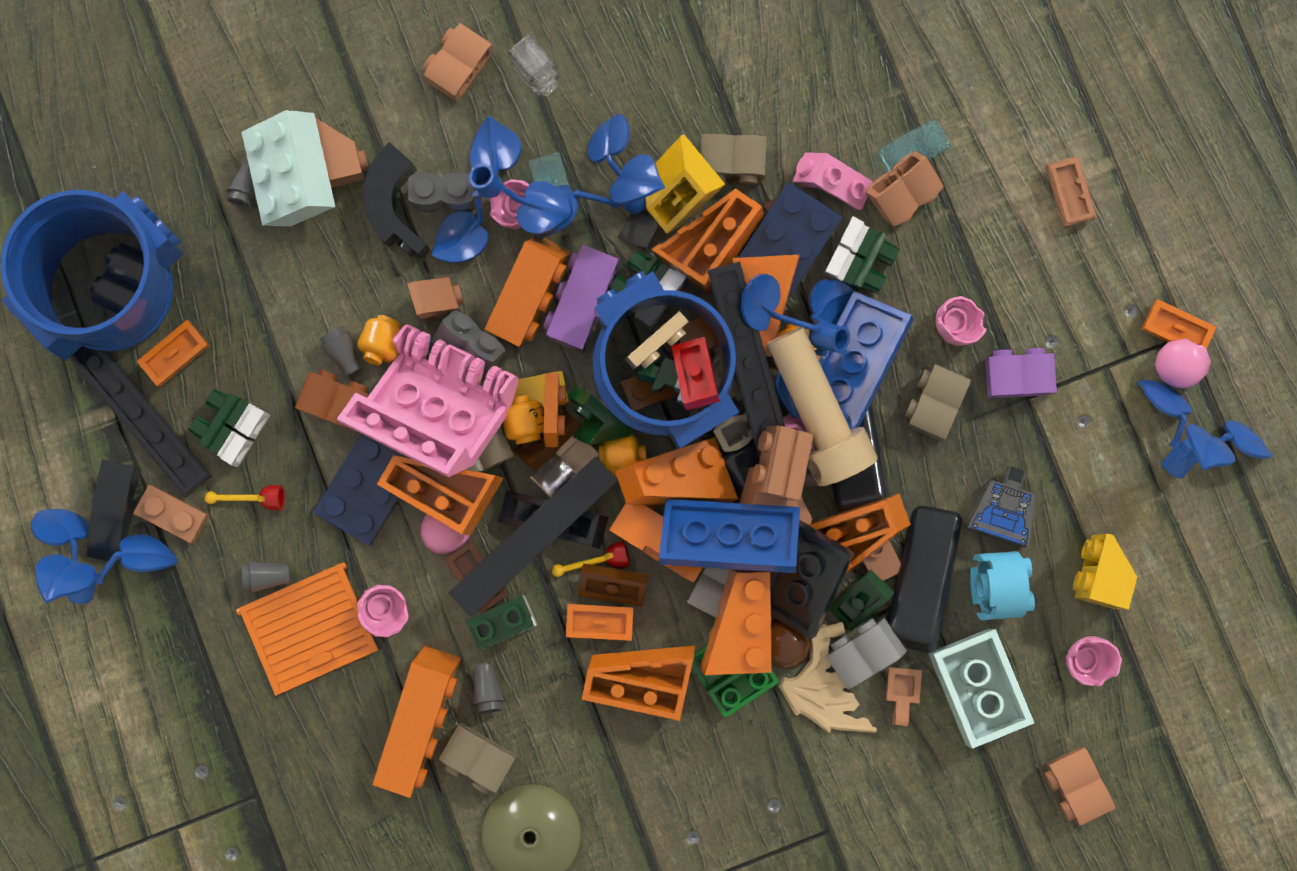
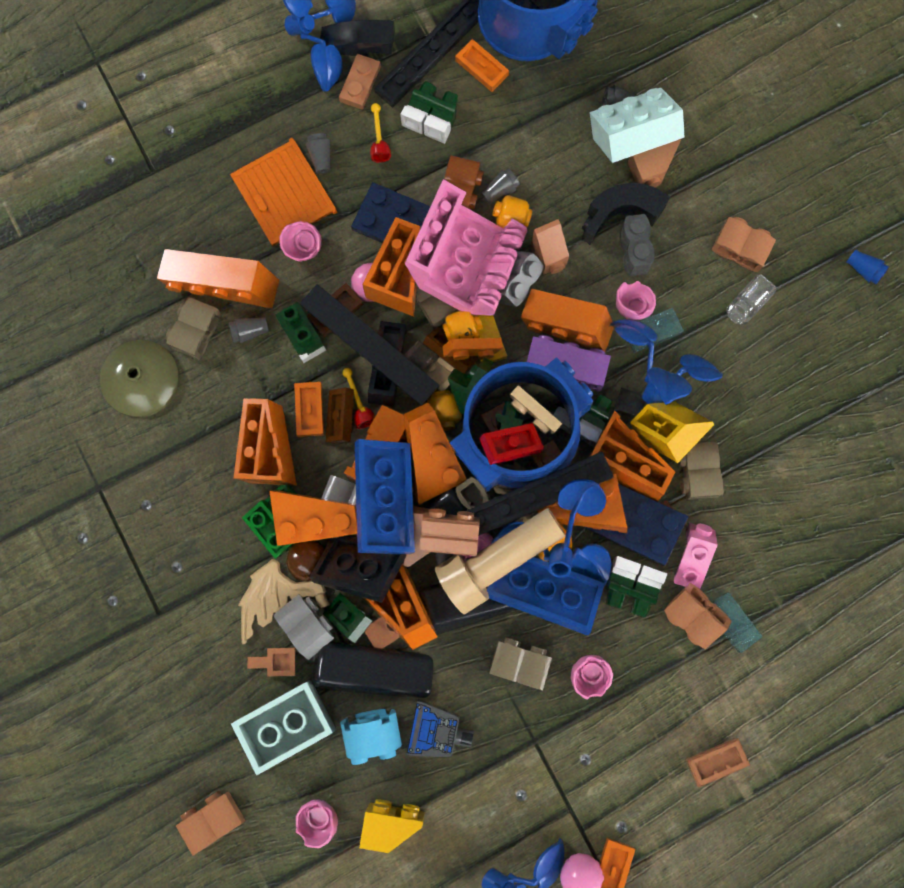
camera: 85 degrees right, 5 degrees down
(542, 208) = (632, 318): blue plant -> none
(1020, 374) = (553, 734): medium lavender brick -> none

